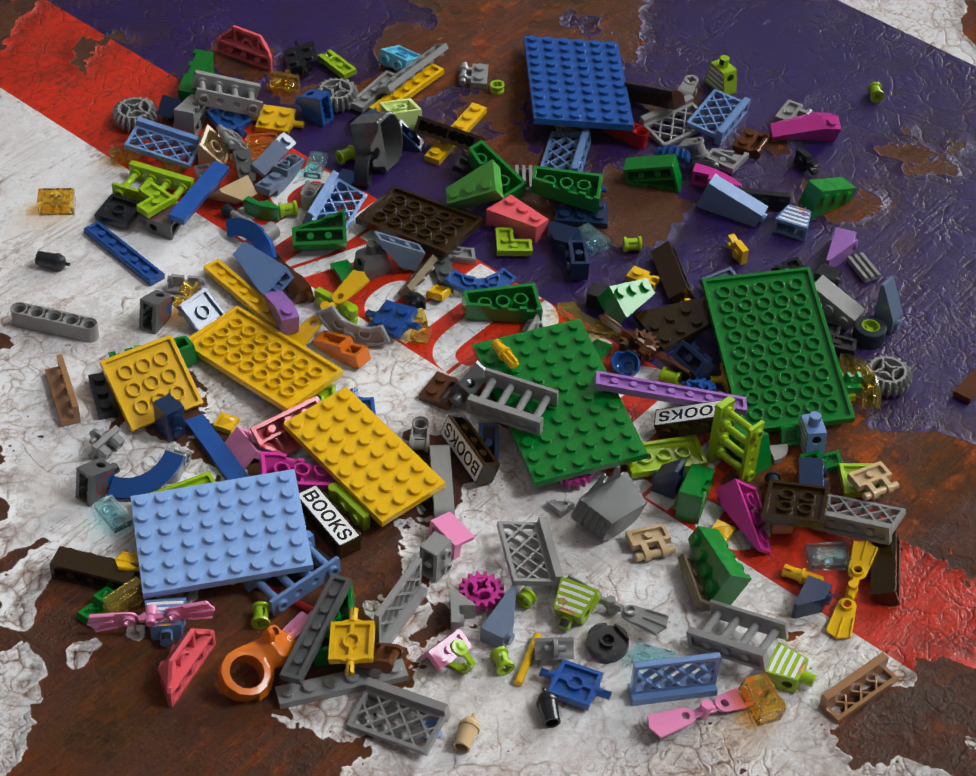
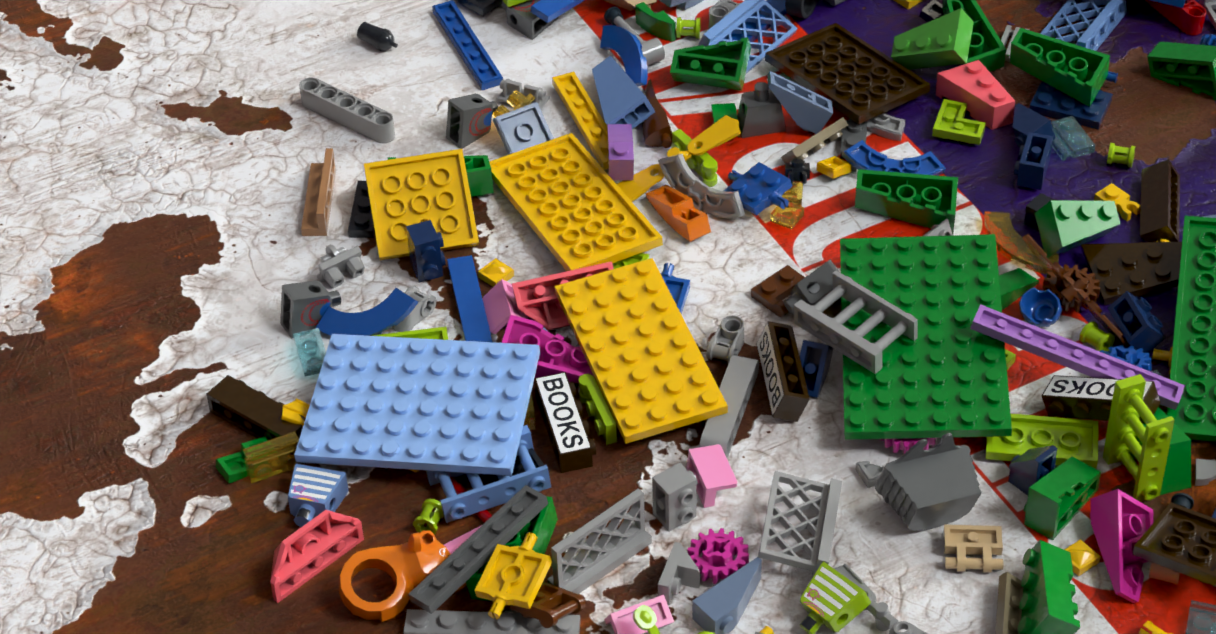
camera: 25 degrees right, 0 degrees up
(189, 611) = (338, 489): bright pink piece -> none
(504, 353) = (871, 258): yellow axle -> none
(526, 598) = (773, 579): lime bush -> none

